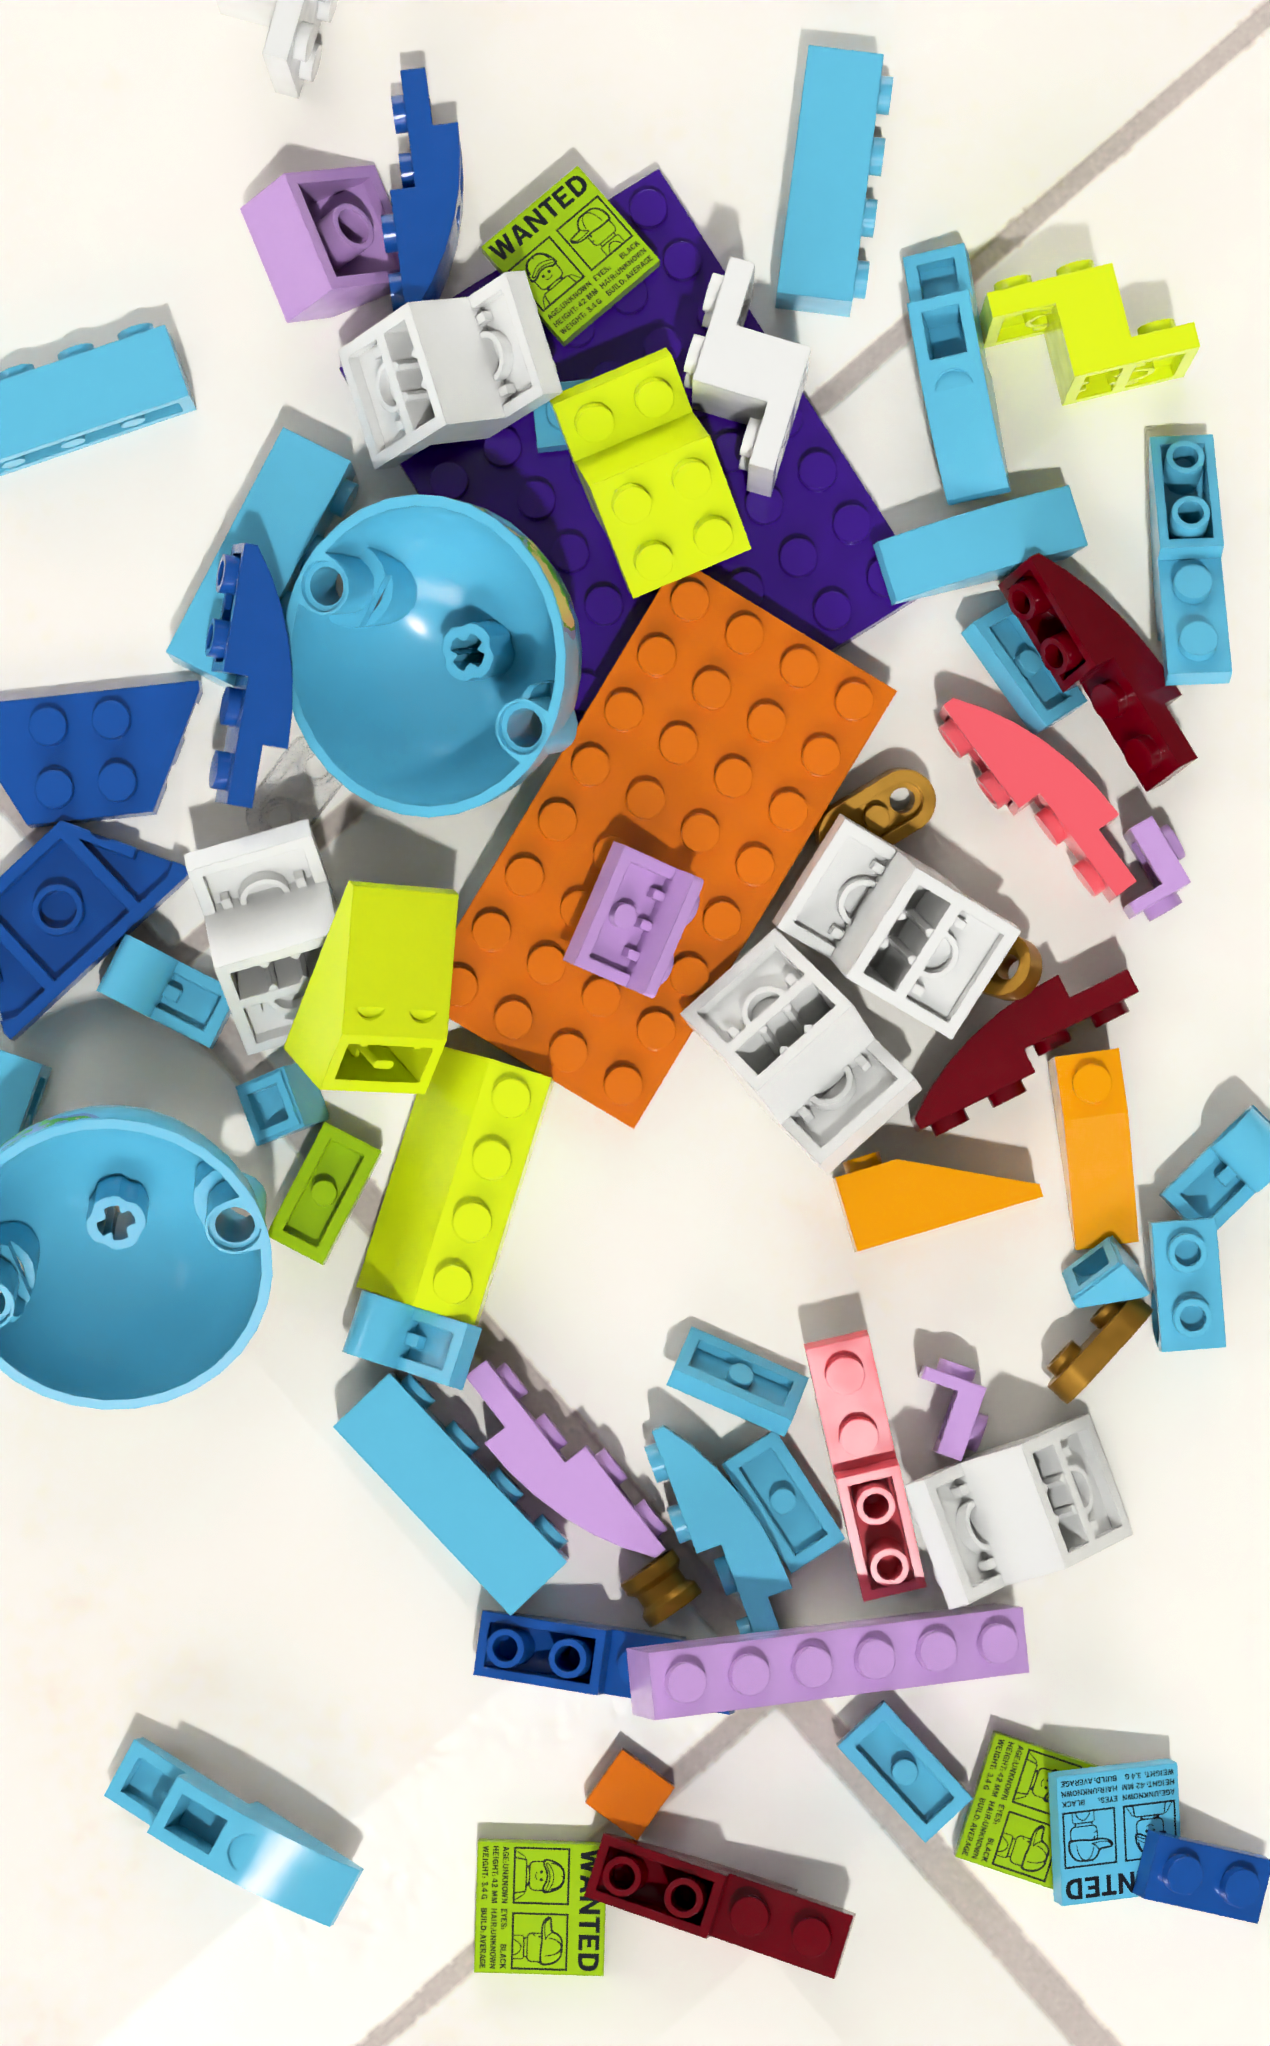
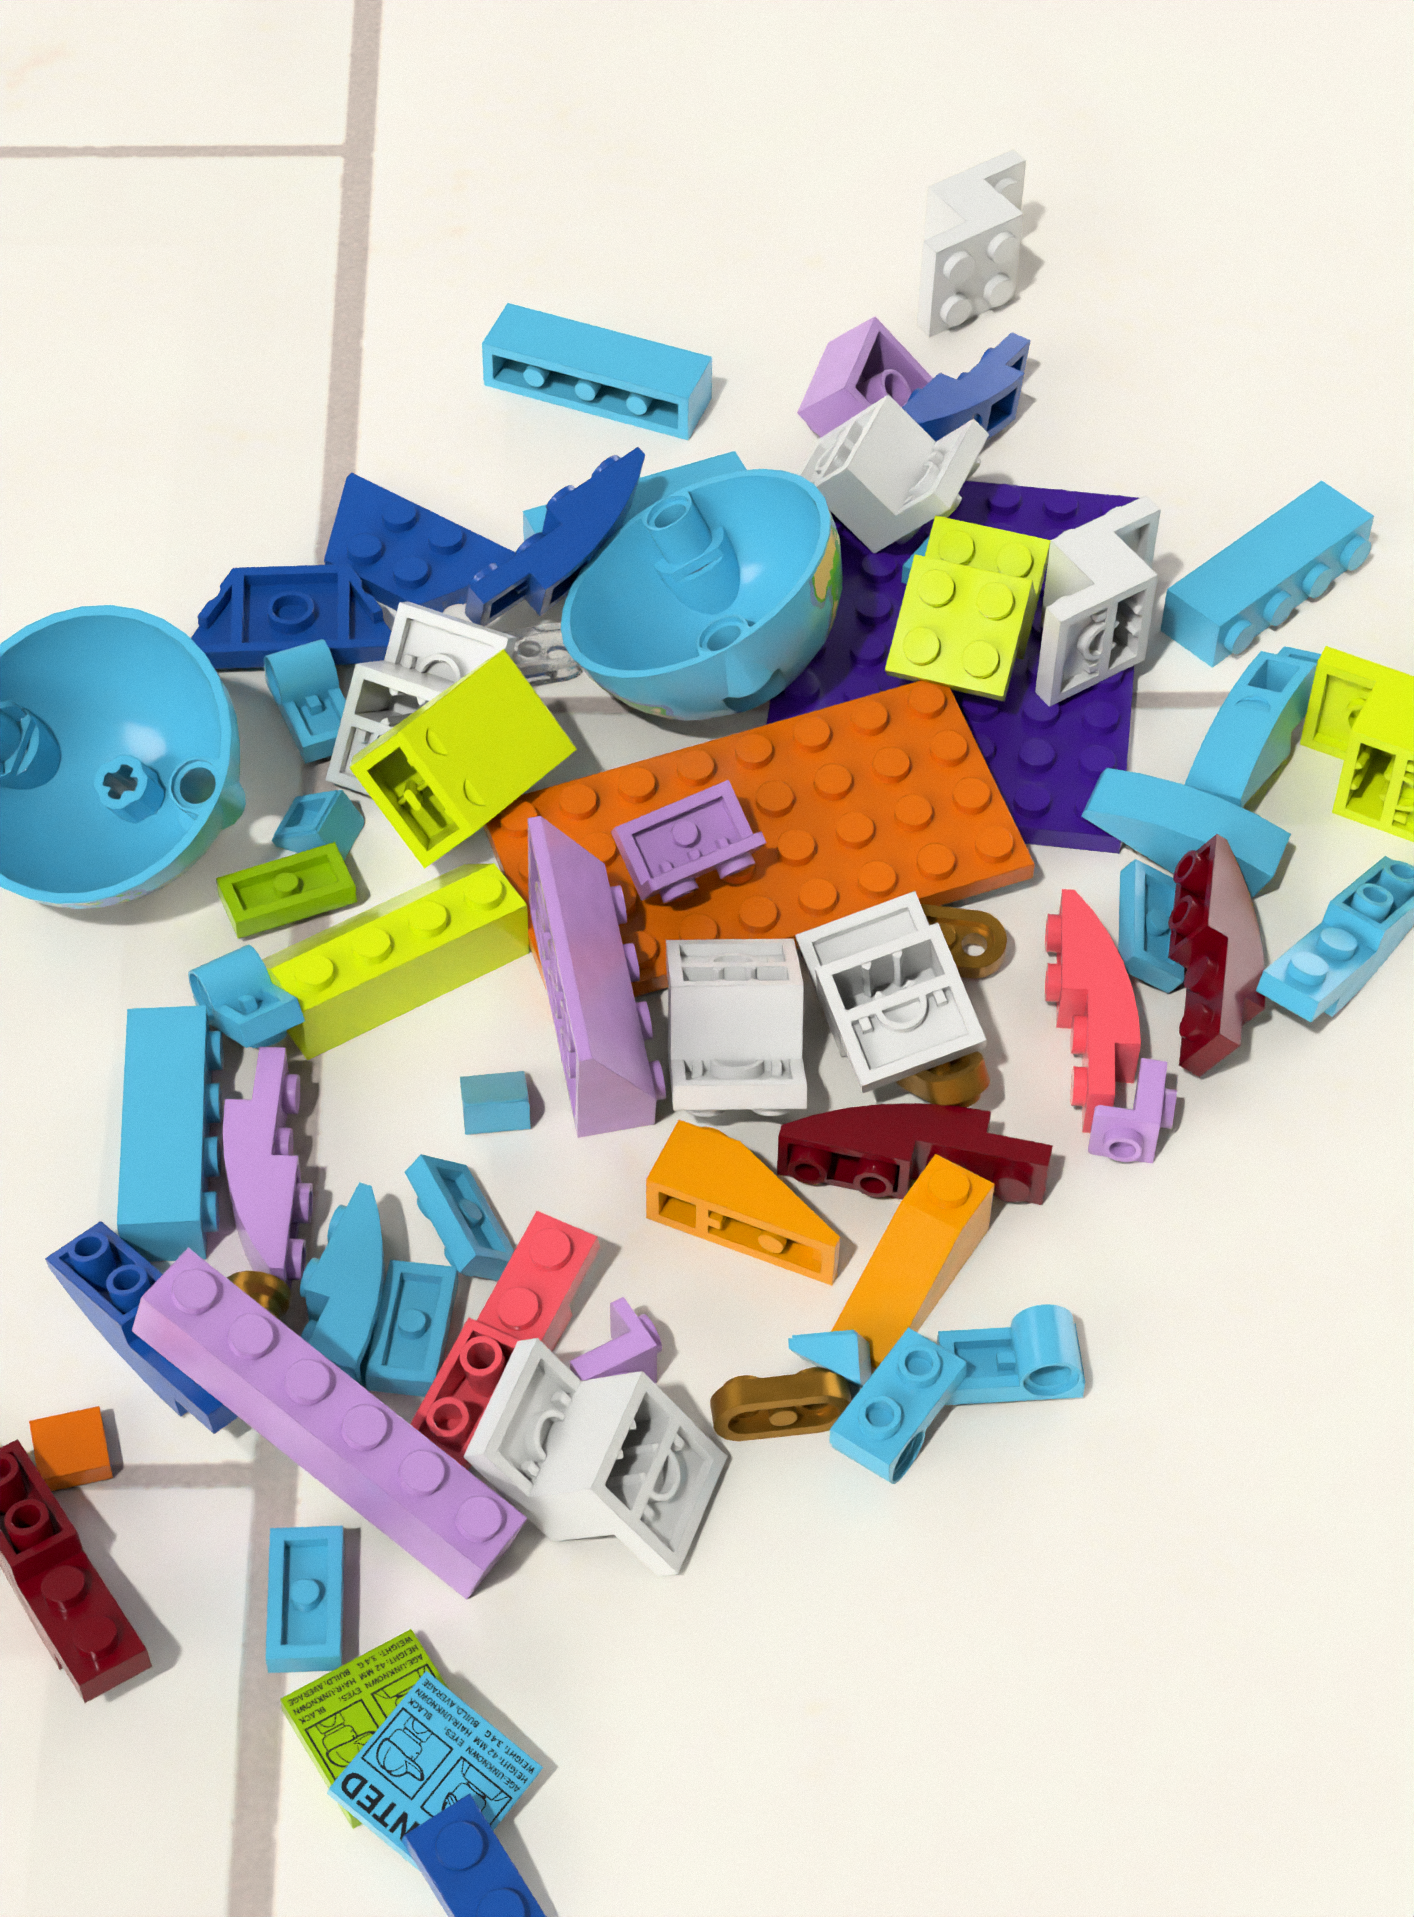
camera: 30 degrees right, 35 degrees down
(573, 253) = (1034, 488): lime tile -> none
(657, 1247) = (495, 1102): none -> medium azure slope
(682, 1125) = (590, 985): none -> lavender slope

